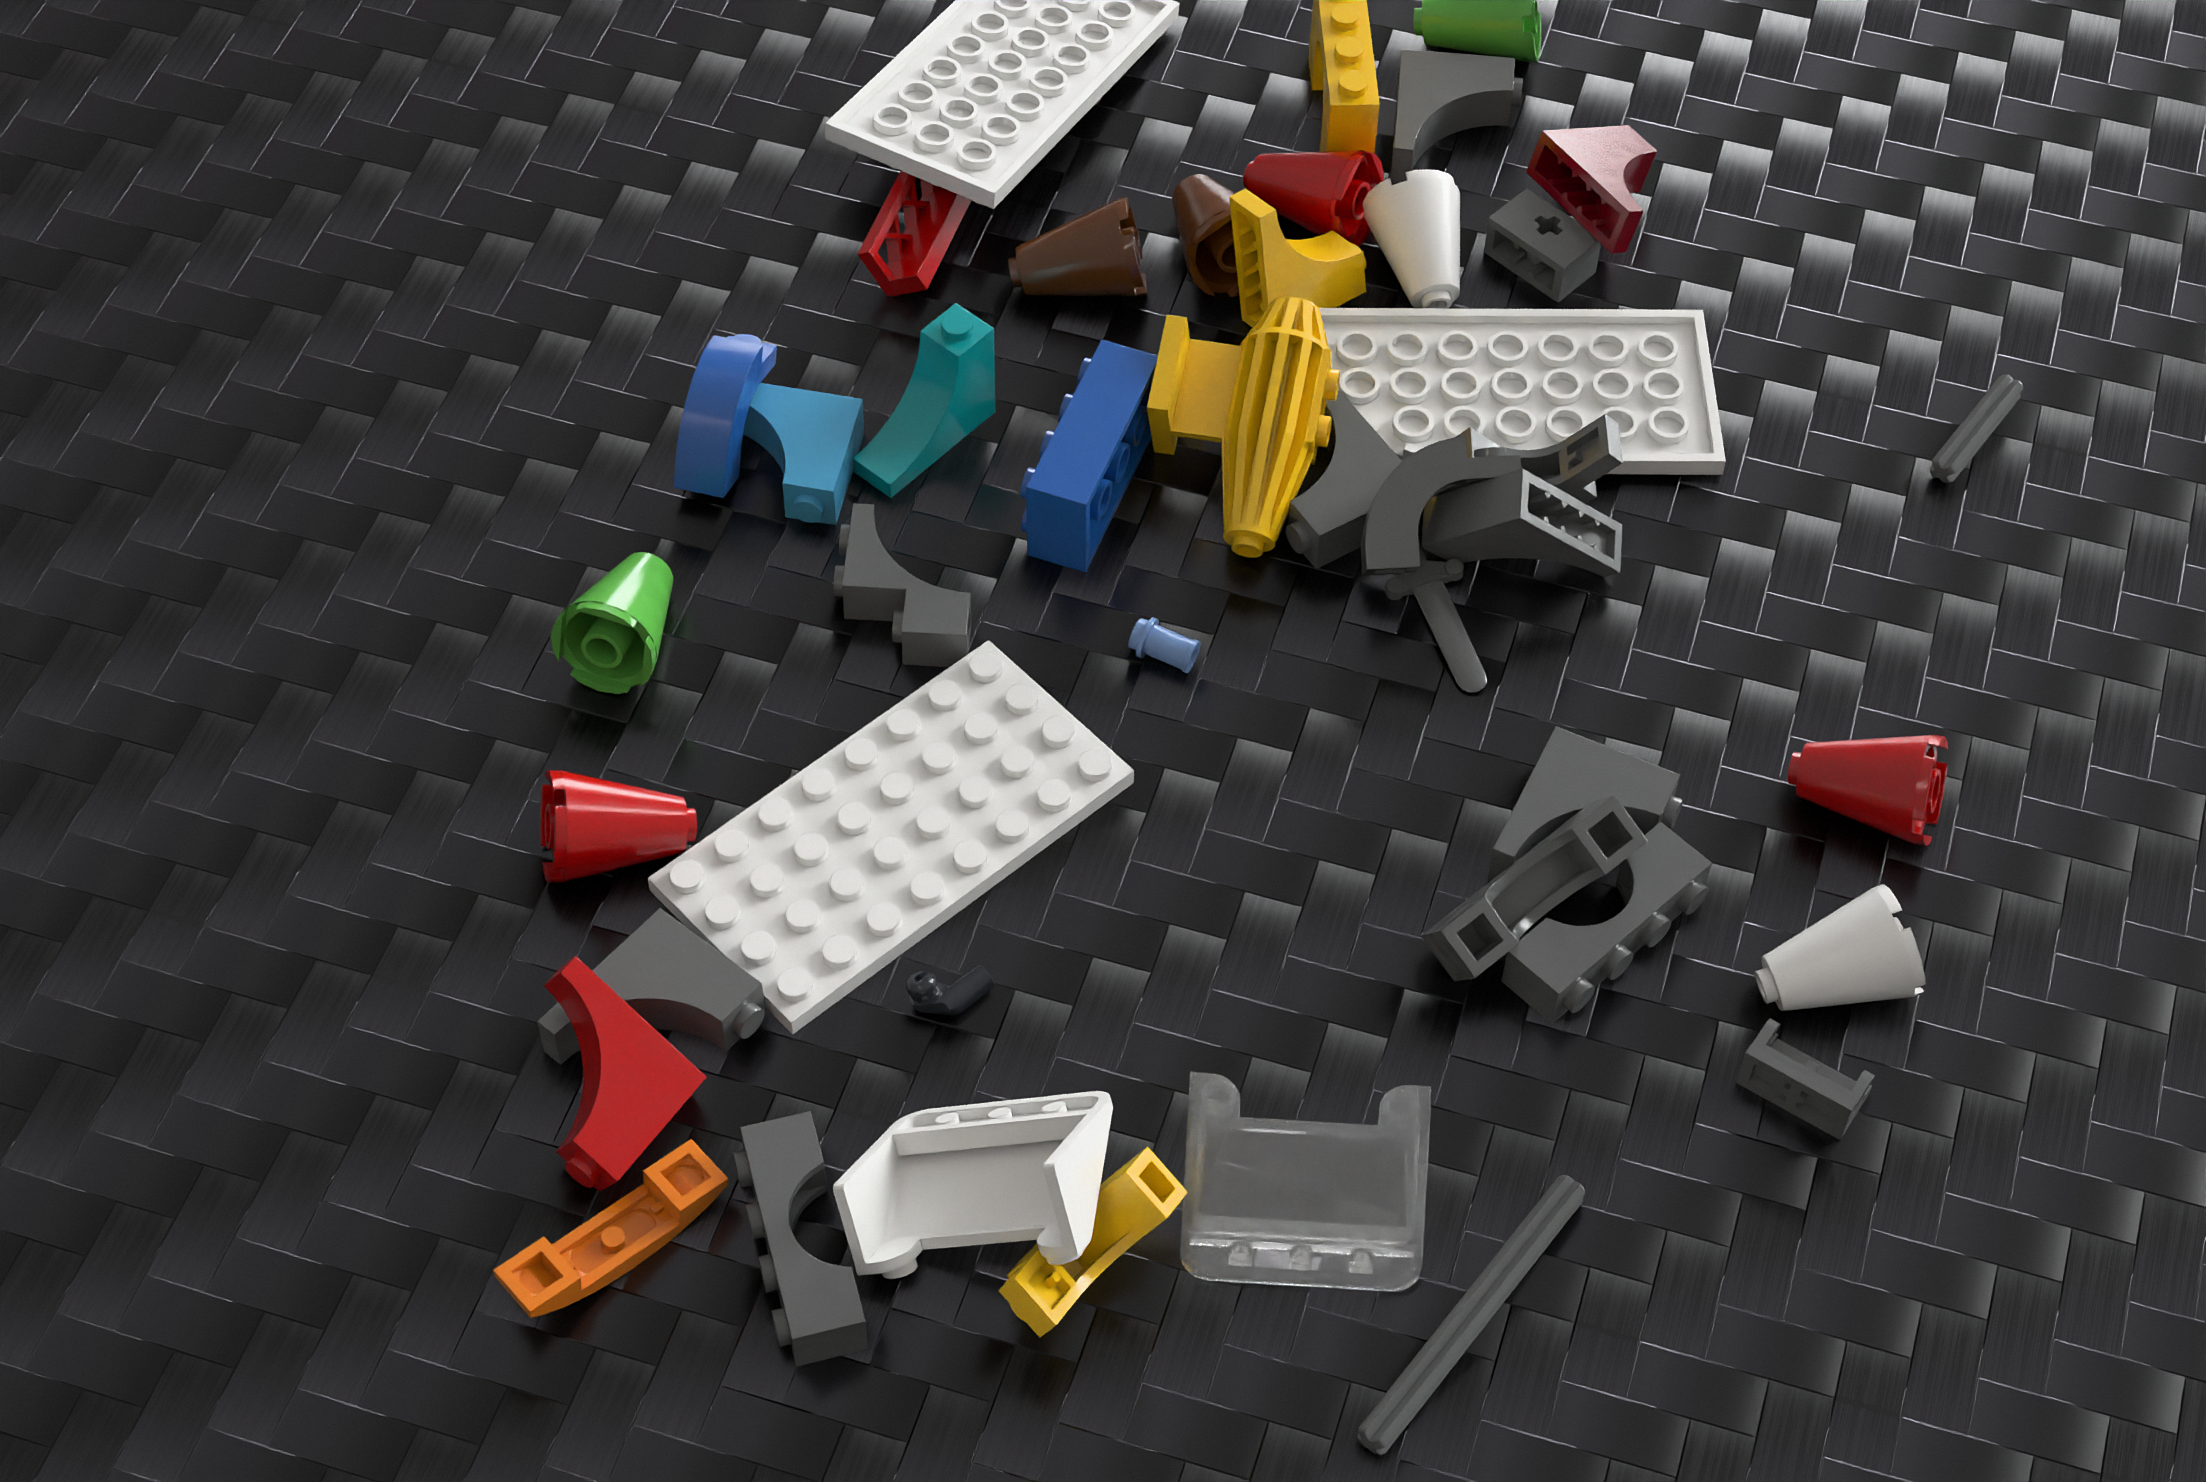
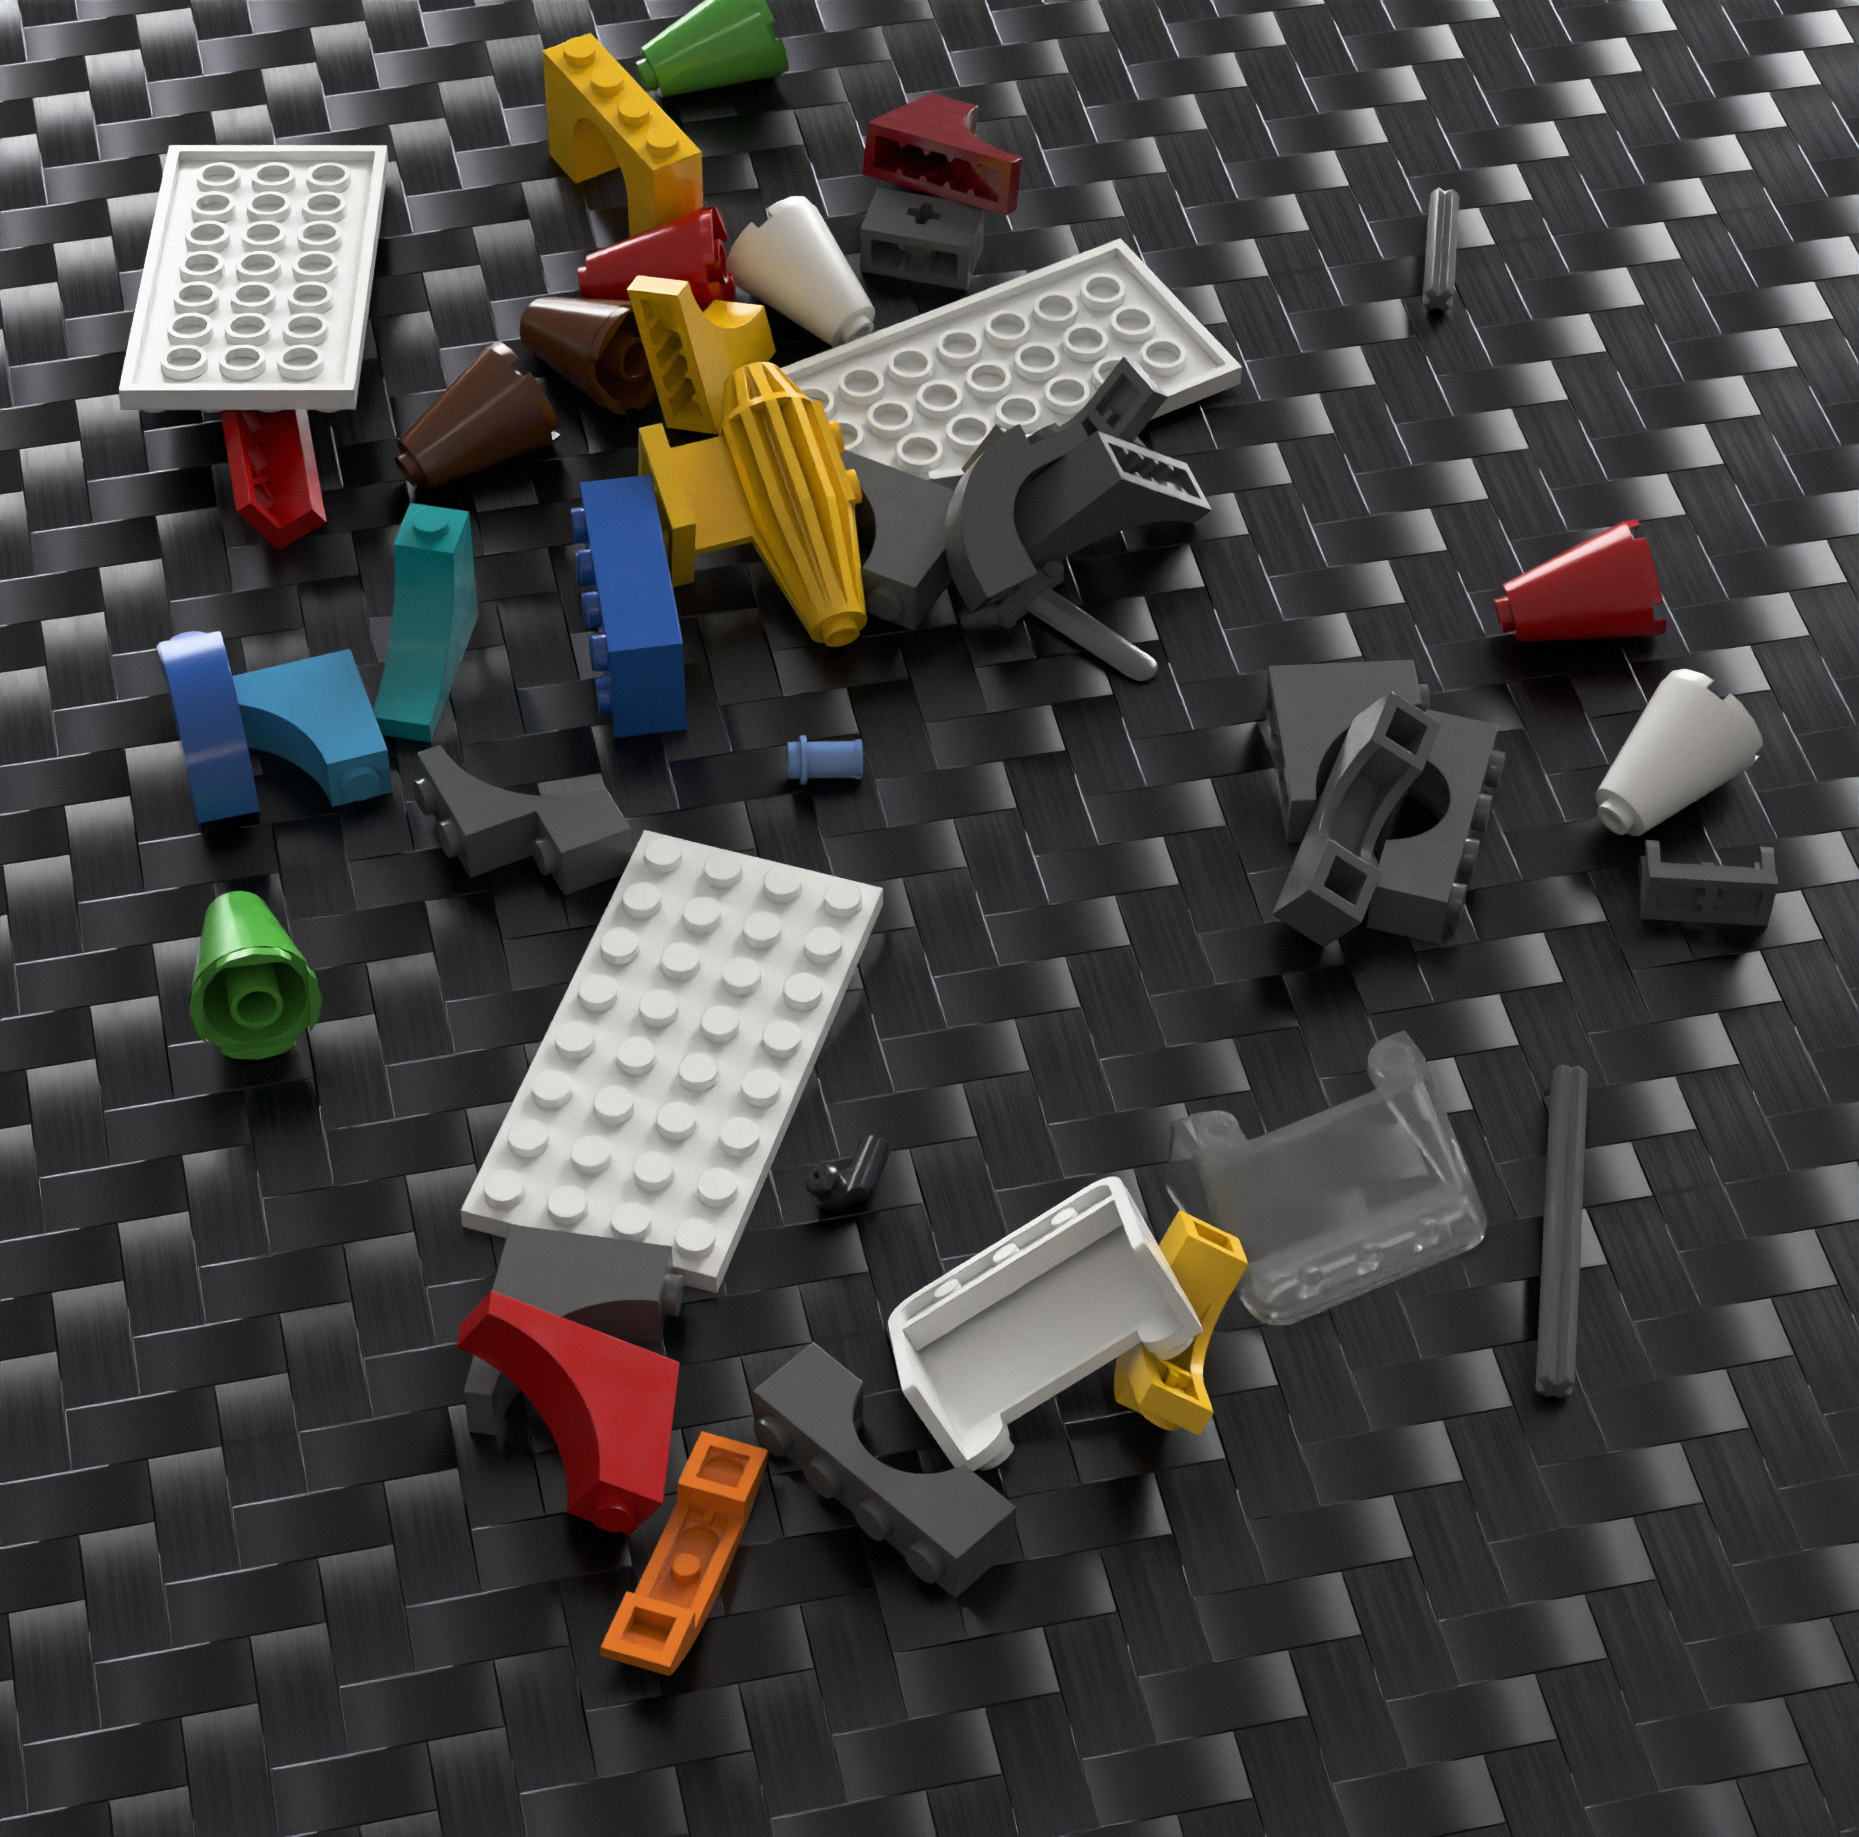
camera: 30 degrees left, 5 degrees down
(608, 825) = (381, 1177): red cone -> none
(1446, 95) = (735, 132): dark grey arch -> none

